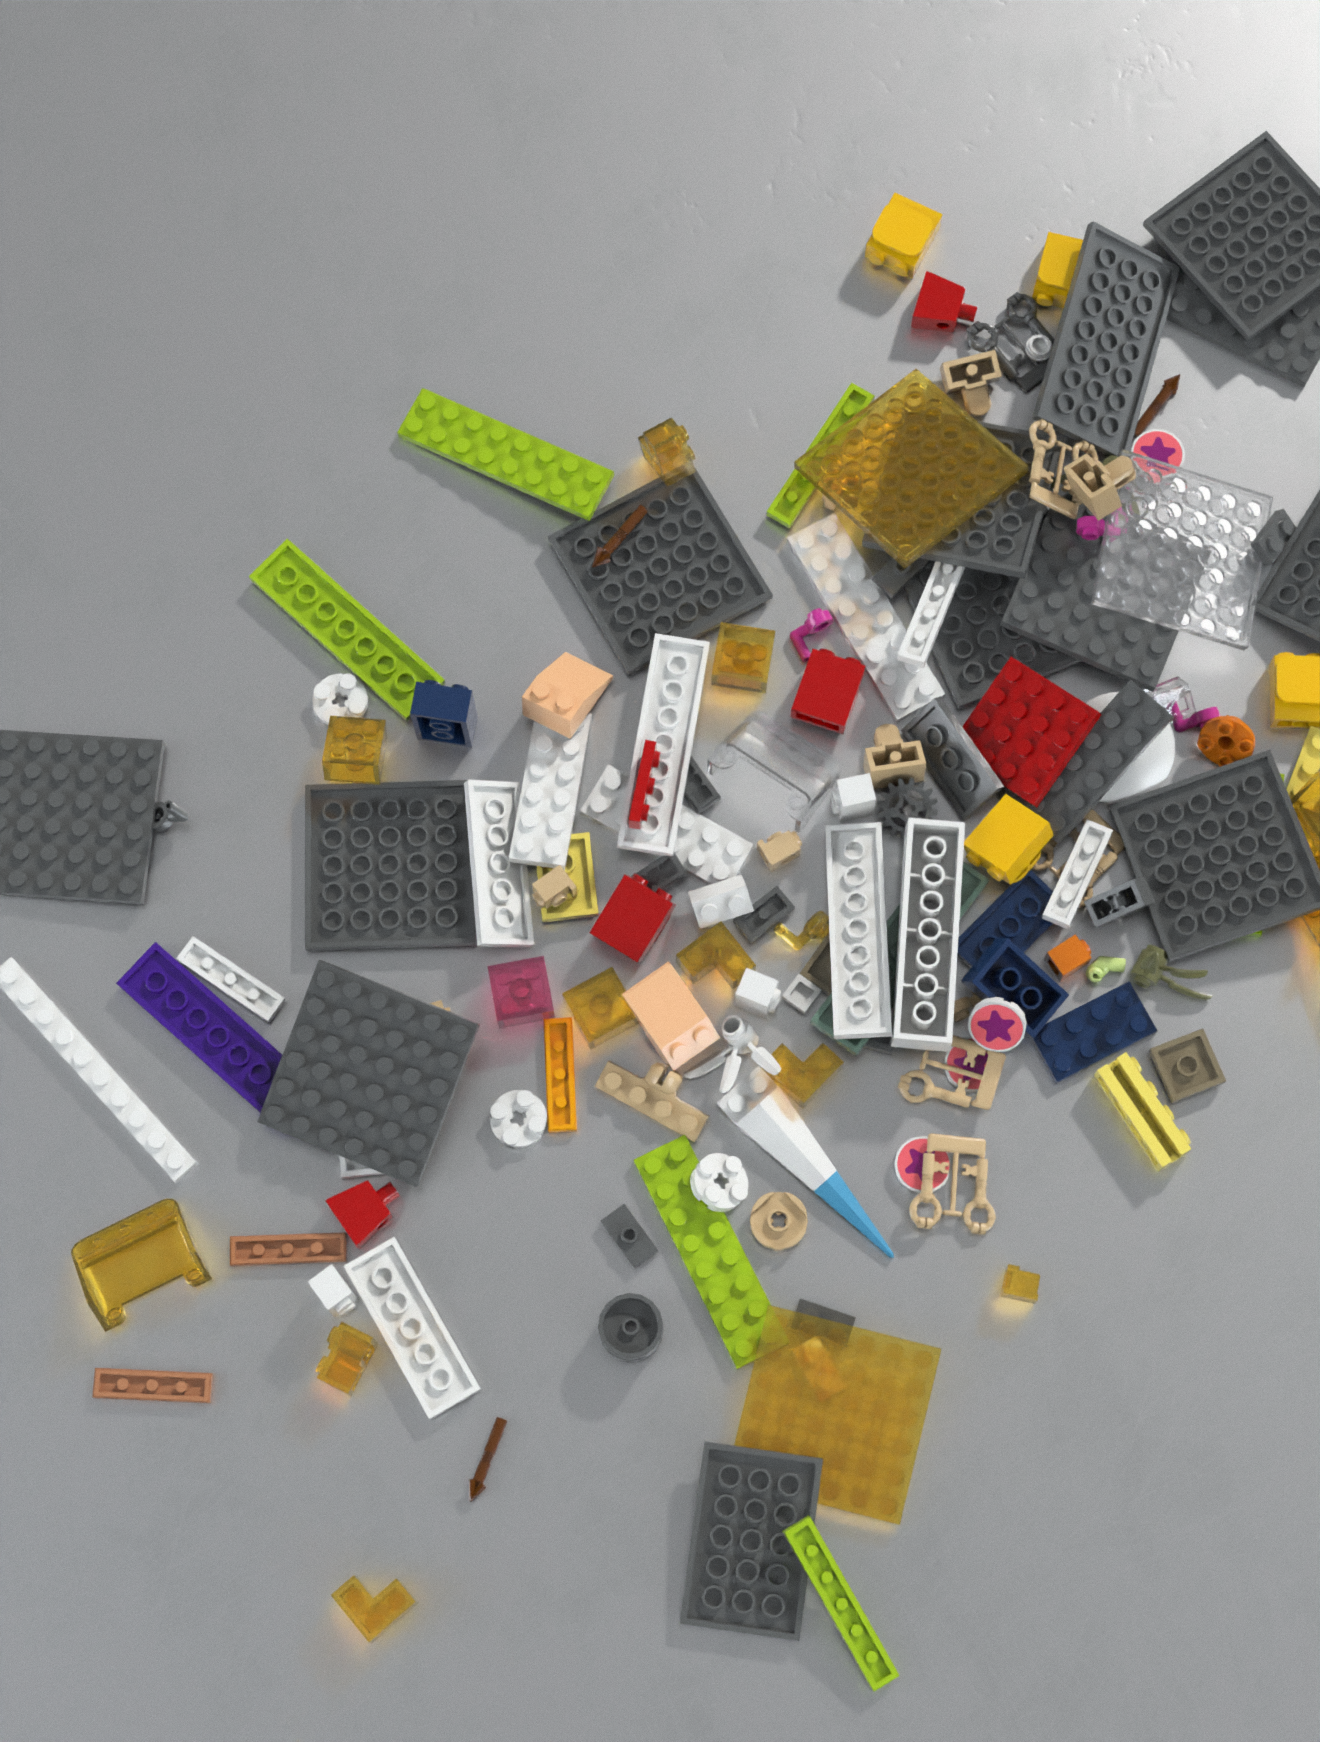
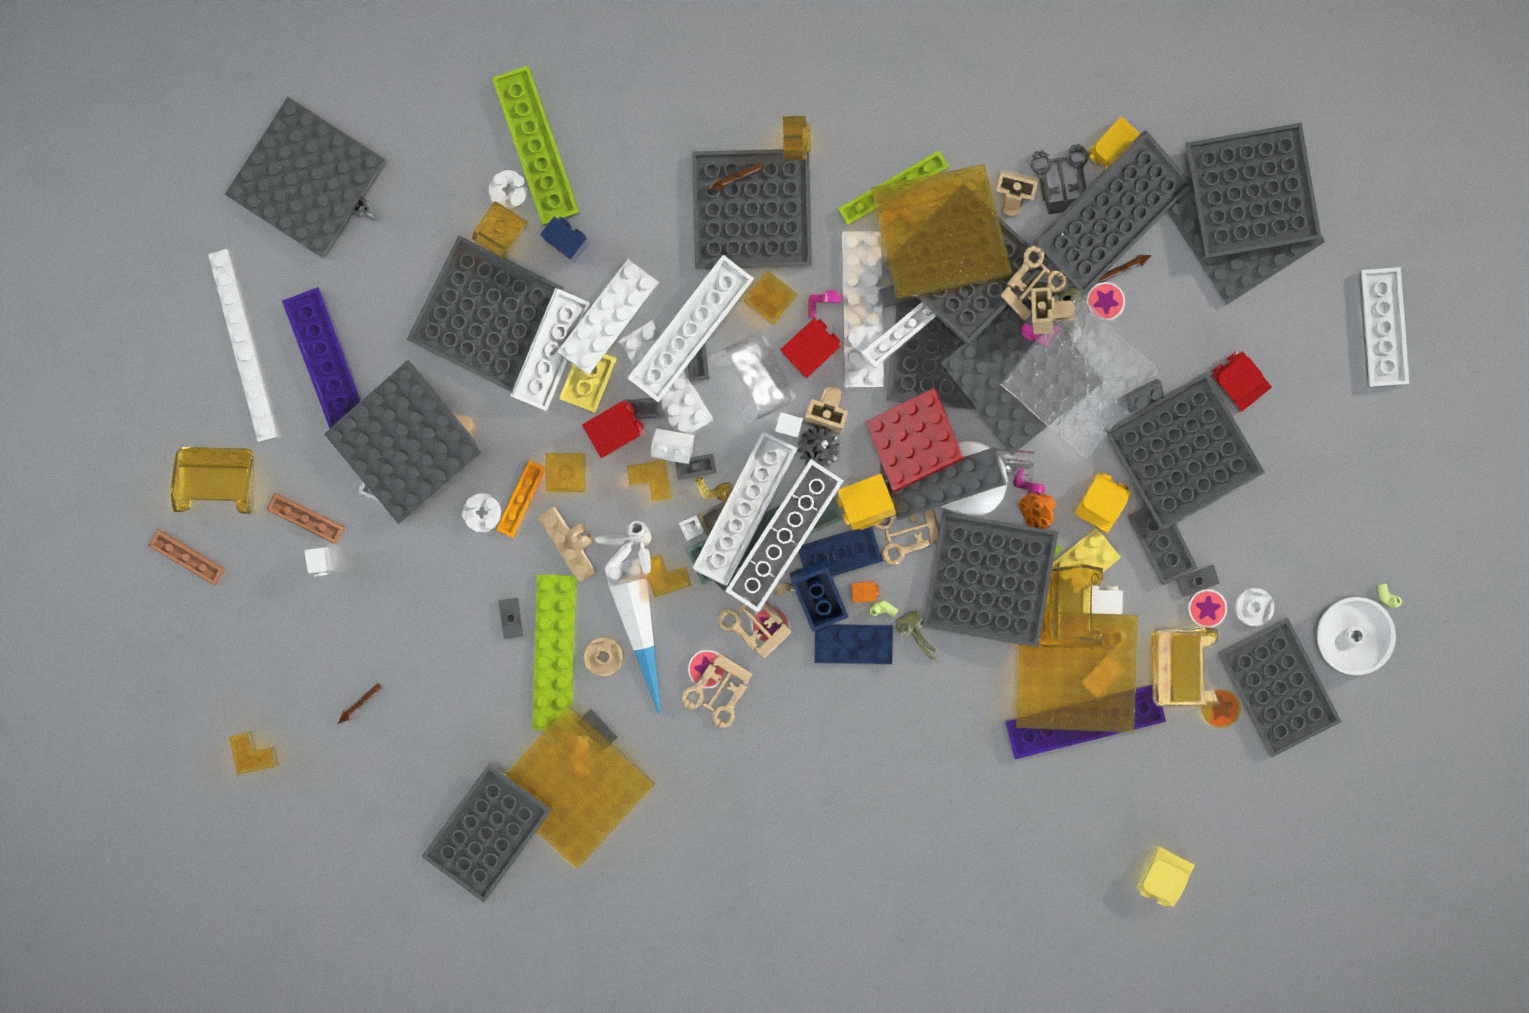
camera: 25 degrees right, 15 degrees up
(231, 979) = (352, 334): white plate -> none
(348, 1358) = (306, 603): clear yellow brick -> none
(363, 1210) = (361, 519): red torso -> none
(412, 1328) = (354, 604): white plate -> none
(506, 454) = (694, 80): lime plate -> none
(521, 992) = (523, 437): clear pink brick -> none
(553, 888) = (574, 385): tan brick -> none
(564, 694) = (649, 262): light nougat slope -> none
(627, 1345) = (477, 685): dark grey wheel -> none
(644, 784) = (663, 351): red plate -> none
(670, 1016) = (602, 503): light nougat slope -> none
(733, 1175) = (590, 612): white plate -> none
(757, 993) = (663, 516): white brick -> none
(779, 849) = (727, 431): tan brick -> none
(841, 1603) = (518, 895): lime plate -> none
(903, 235) = (1028, 66): yellow brick -> none
(941, 305) = (1026, 127): red torso -> none
(953, 758) = (863, 431): dark grey plate -> none
(997, 1024) = (794, 613): tile -> none
(1020, 1284) = (724, 770): clear yellow panel -> none
(1038, 348) = (1071, 190): white plate -> none
(1077, 874) = (897, 545): white plate -> none
(1119, 901) = (912, 576): dark grey brick -> none
(1143, 1111) = (854, 707): light yellow brick -> none
(1187, 1065) = (897, 694): dark tan plate -> none

